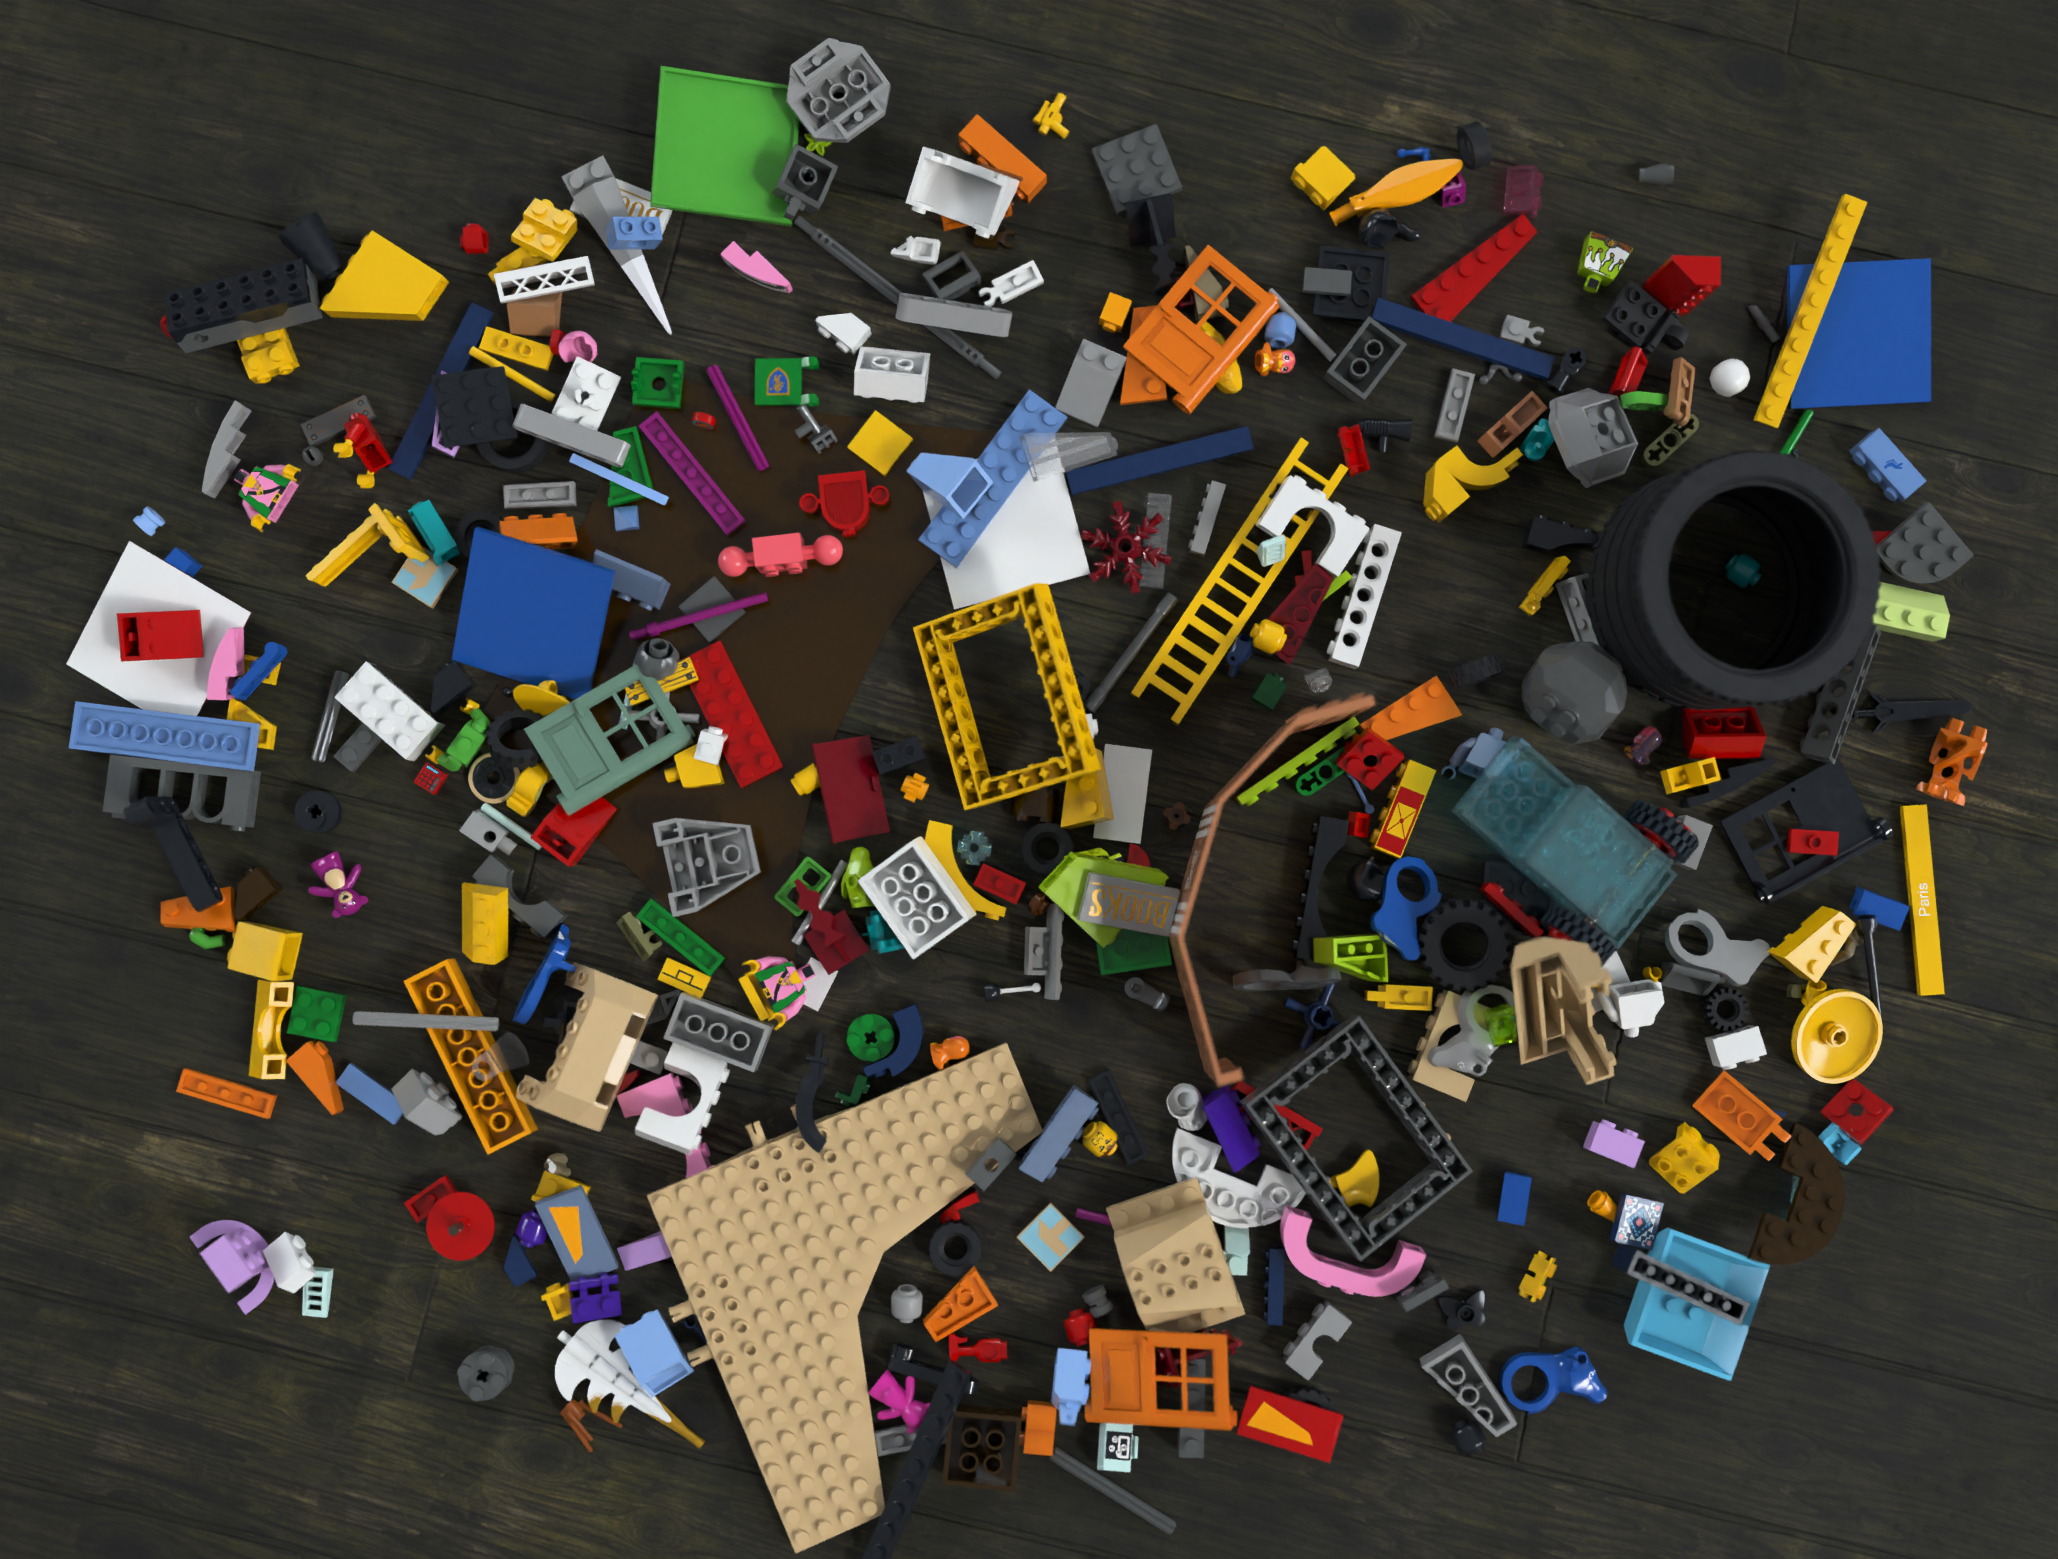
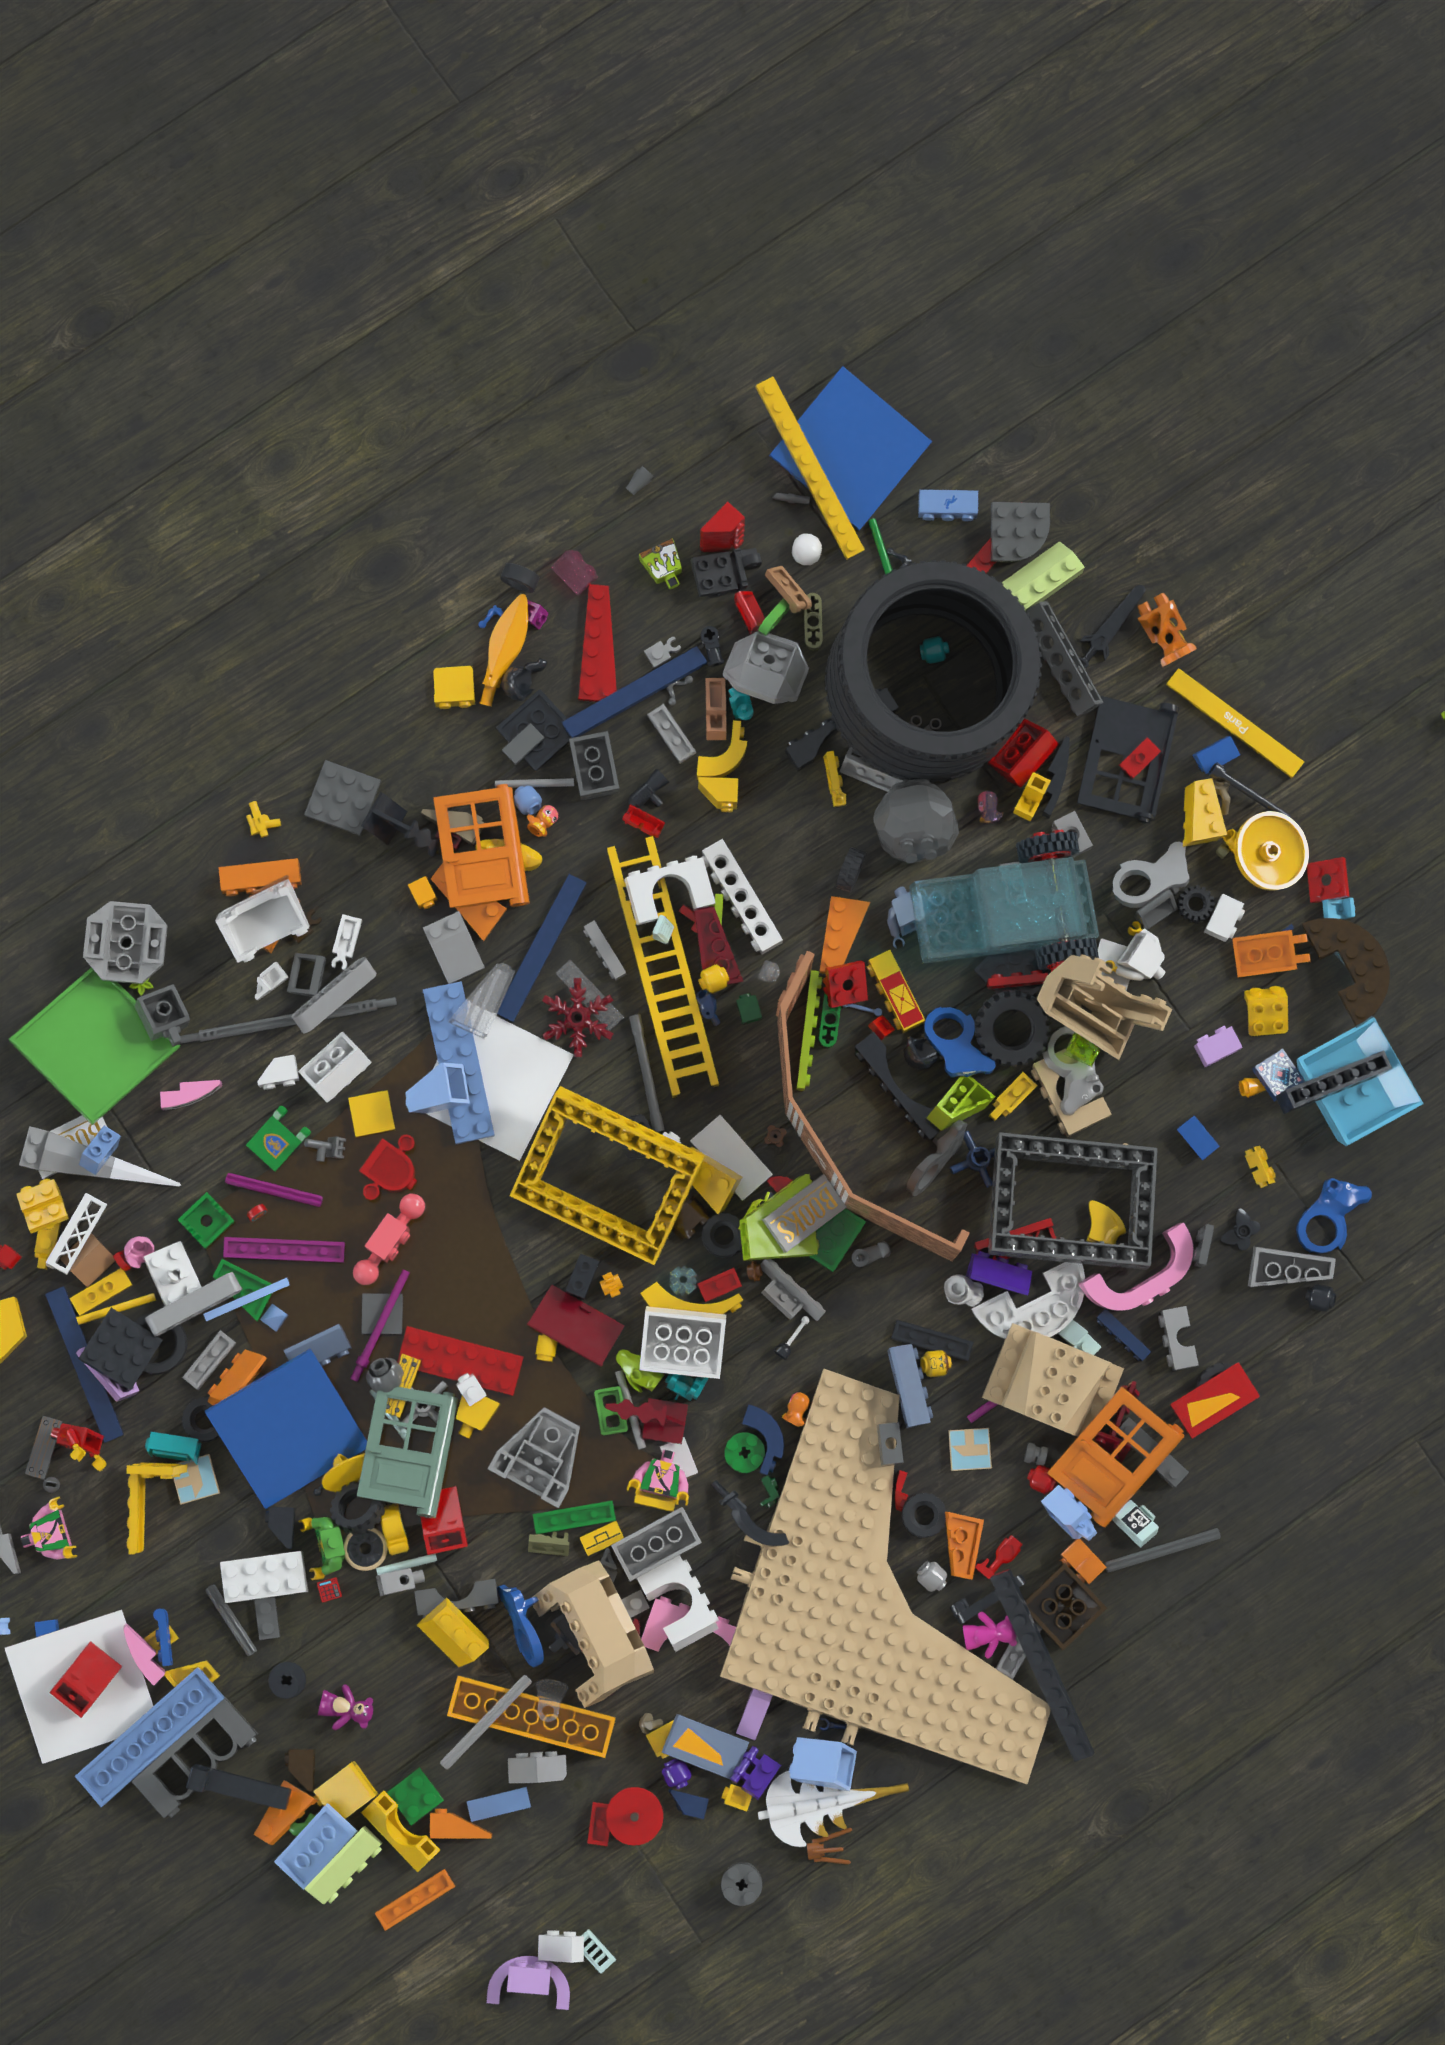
camera: 50 degrees left, 5 degrees down
(192, 966) = (315, 1846): none -> light blue plate
(200, 1005) = (344, 1865): none -> yellowish green slope

